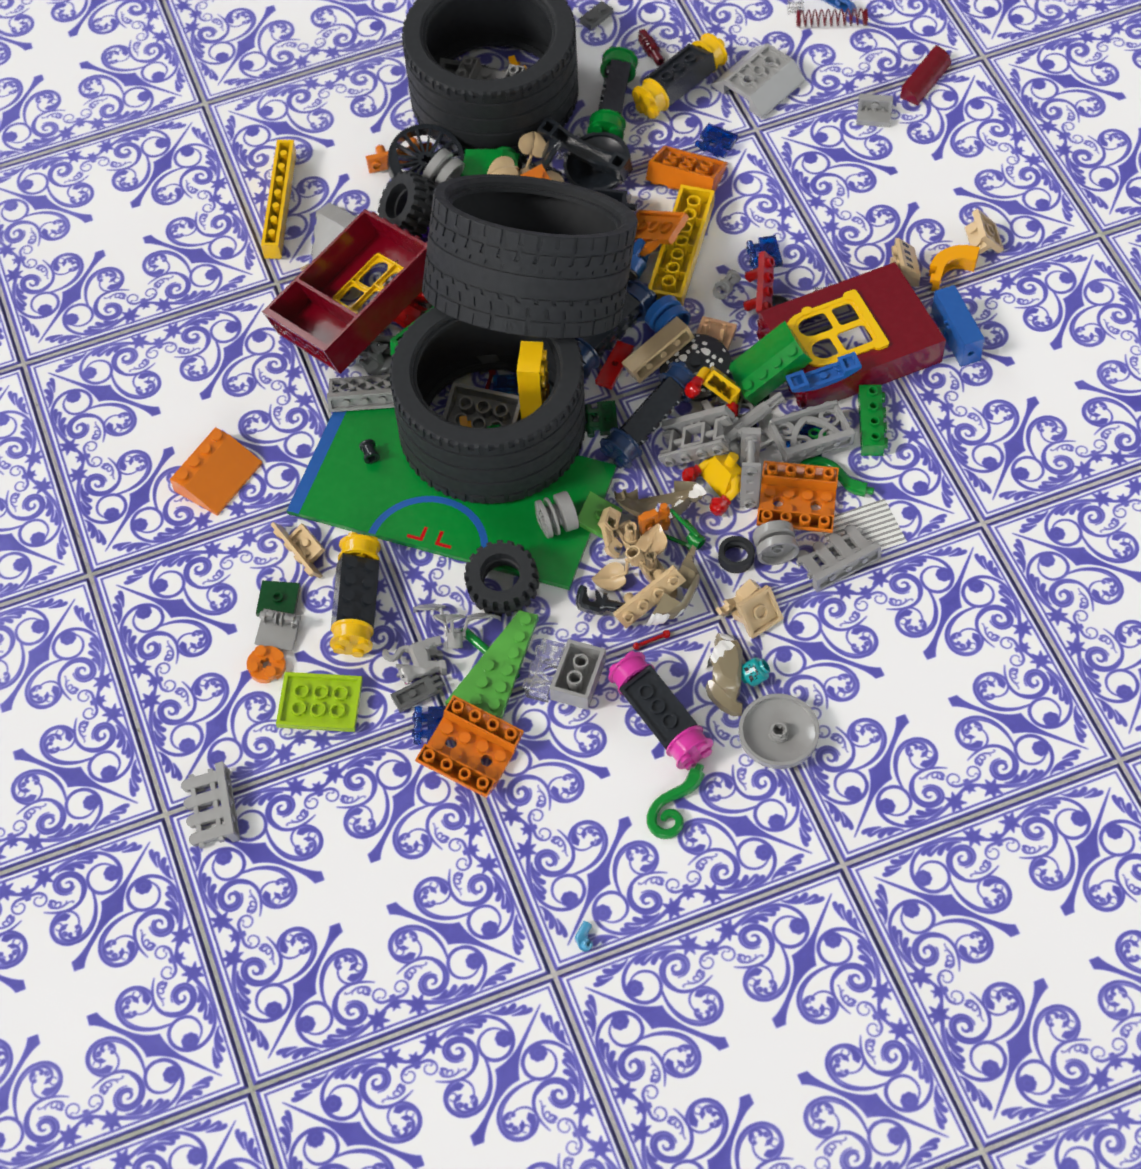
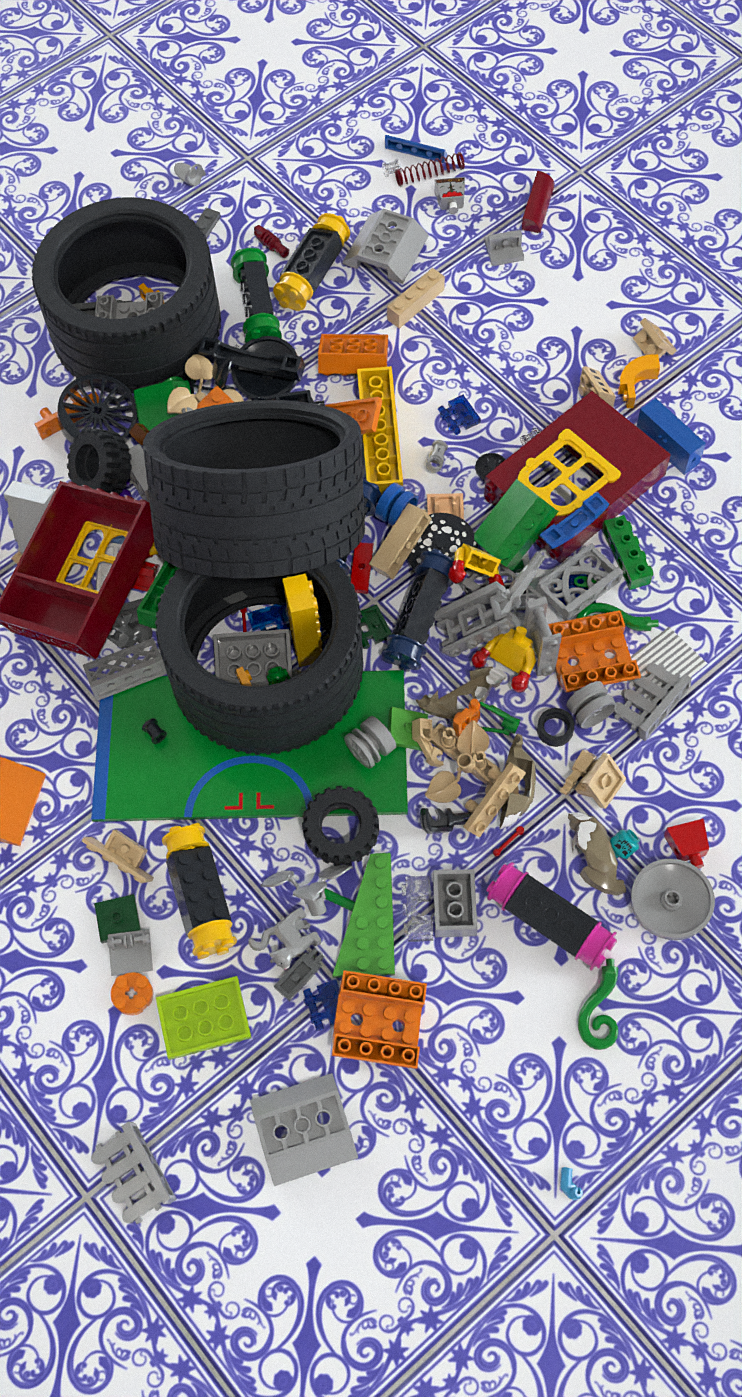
camera: 20 degrees left, 5 degrees up
(367, 829) = (308, 1144): none -> light grey slope
(443, 167) = (121, 417): light grey wheel -> none
(716, 136) = (371, 312): clear blue plate -> none
(765, 279) = (478, 453): red plate -> none
(767, 135) = (415, 298): none -> tan brick
(817, 688) = (688, 841): none -> red torso
(843, 46) = (450, 193): none -> light grey torso

